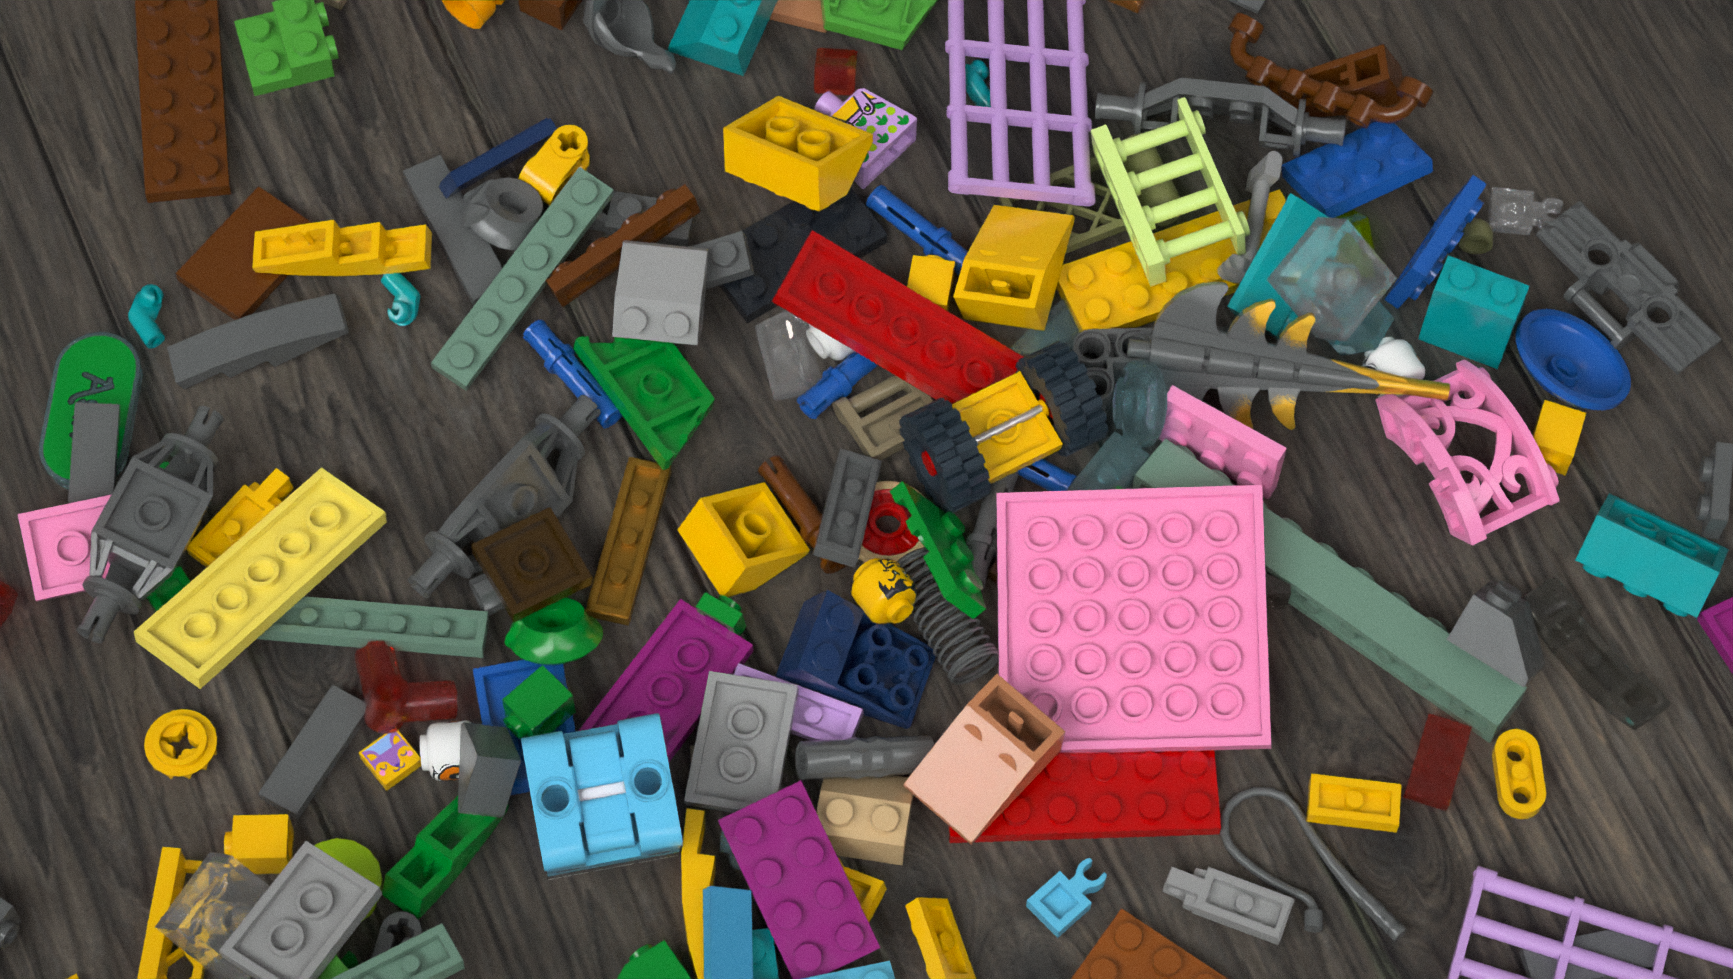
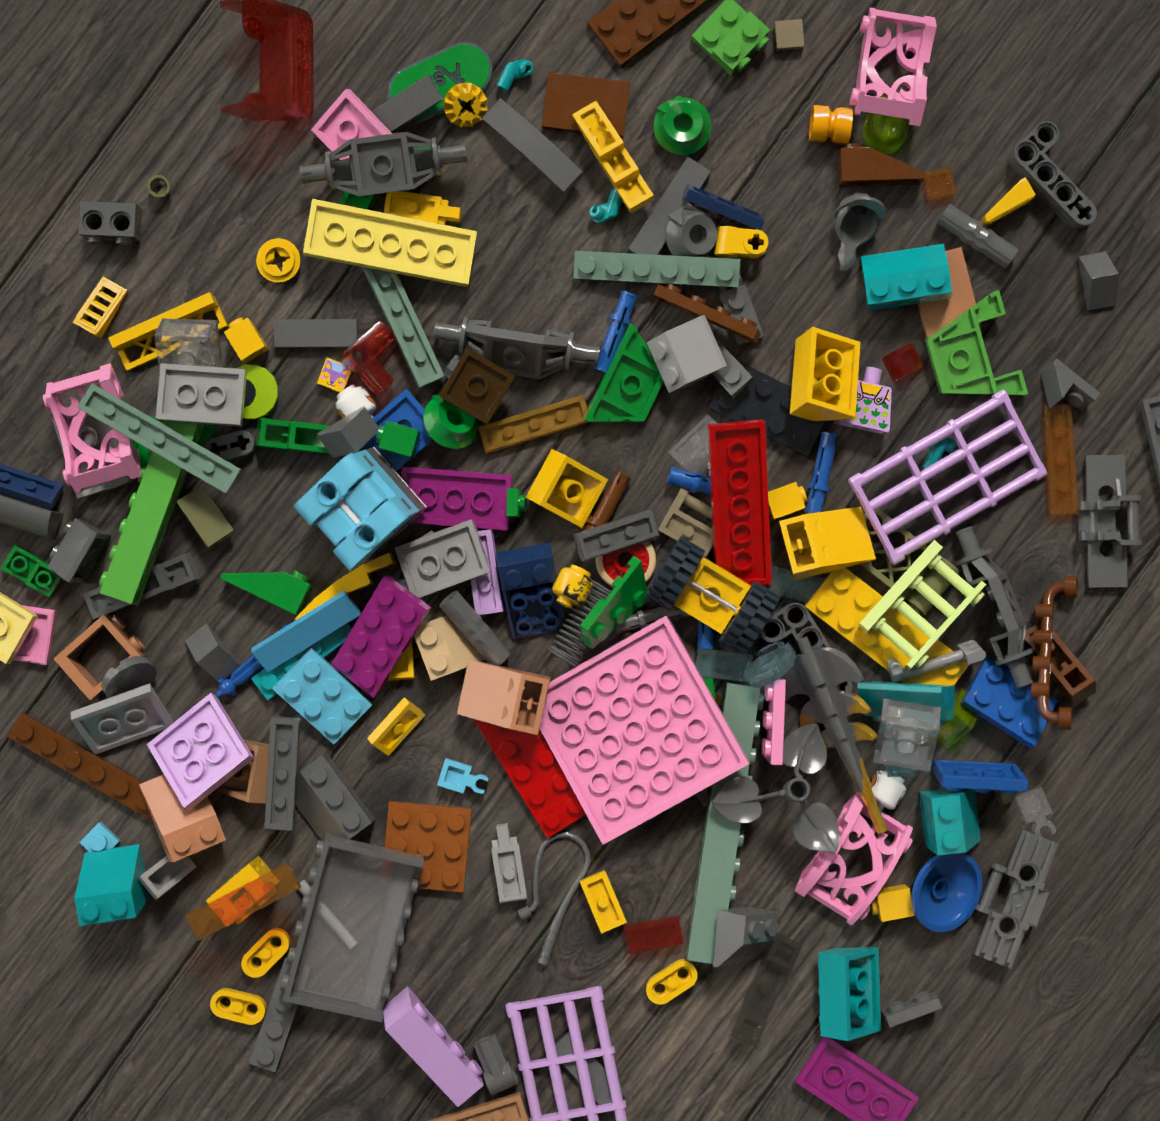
camera: 60 degrees right, 25 degrees up
(137, 405) = (465, 92): none -> yellow gear
(358, 156) = (682, 125): none -> green piece
(1394, 459) = (817, 826): none -> dark grey plant

